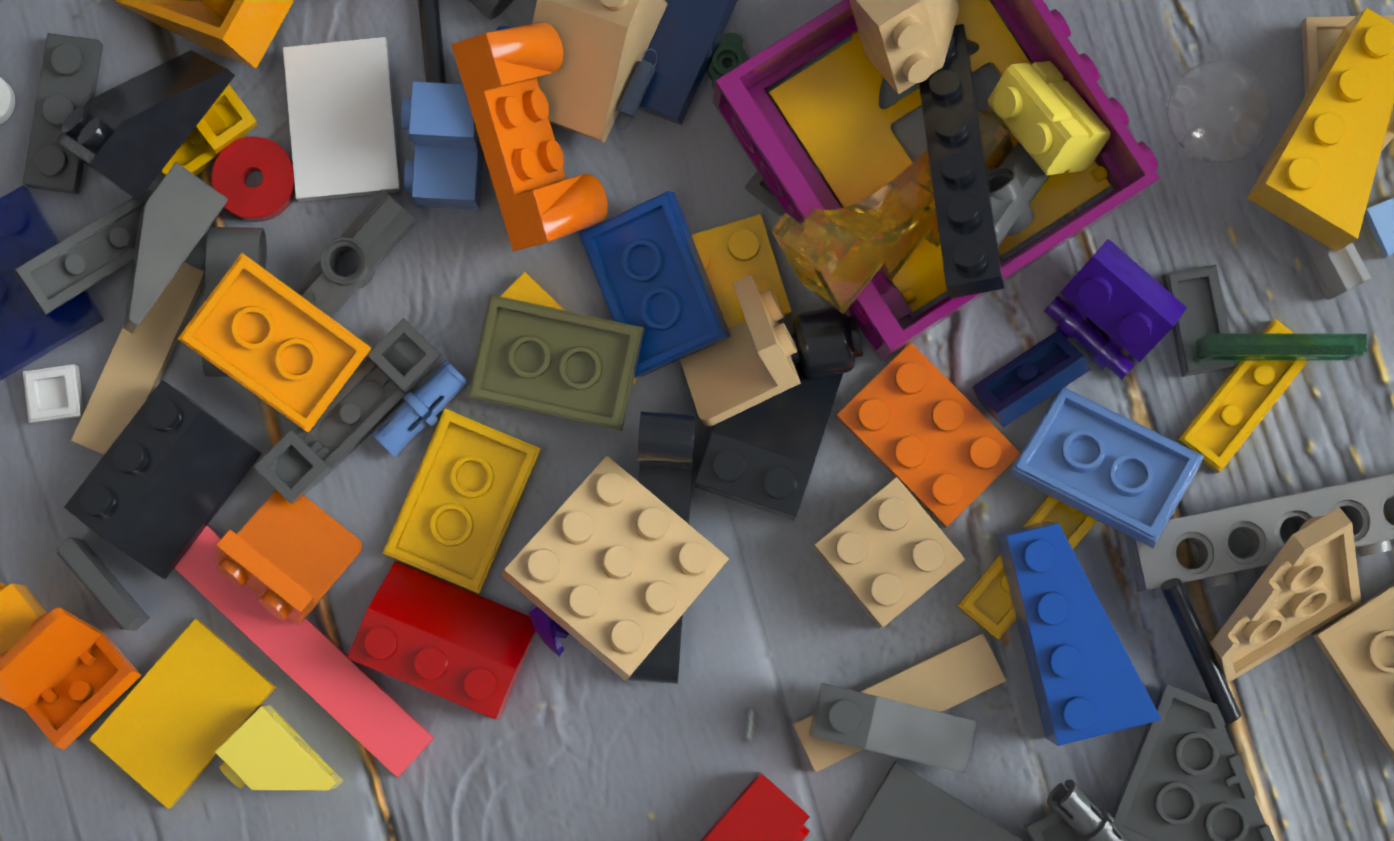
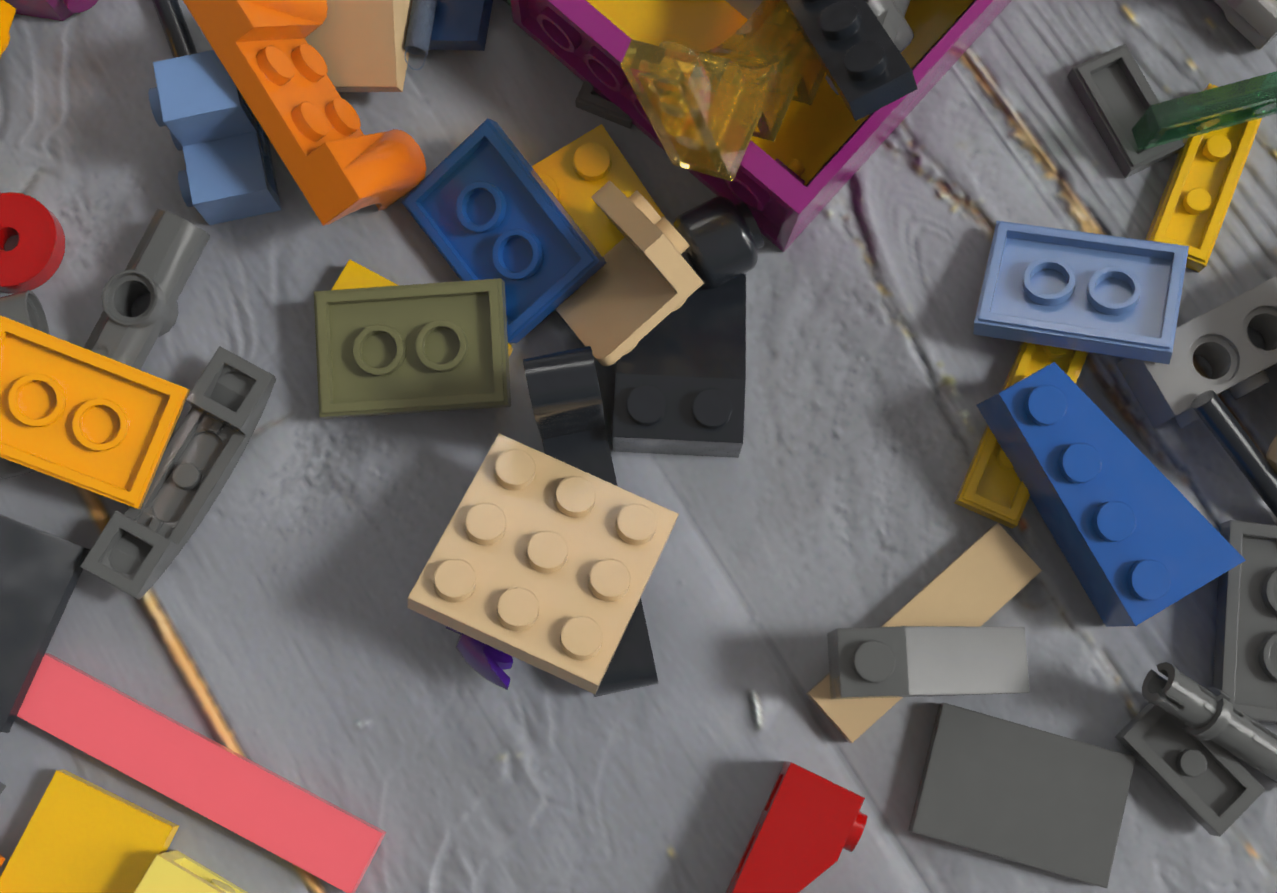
camera: 15 degrees left, 5 degrees down
(288, 555) = (147, 663): orange bracket -> none
(341, 119) = (96, 150): white tile -> none
(420, 408) = (268, 447): medium blue pin -> none
(444, 640) = (363, 711): red slope -> none
(462, 501) = (345, 542): yellow tile -> none
(888, 553) = (861, 460): tan brick -> none
(928, 435) = (863, 317): orange plate -> none
(1030, 378) = (961, 220): dark blue plate -> none
(1120, 302) = (1040, 106): dark purple brick -> none

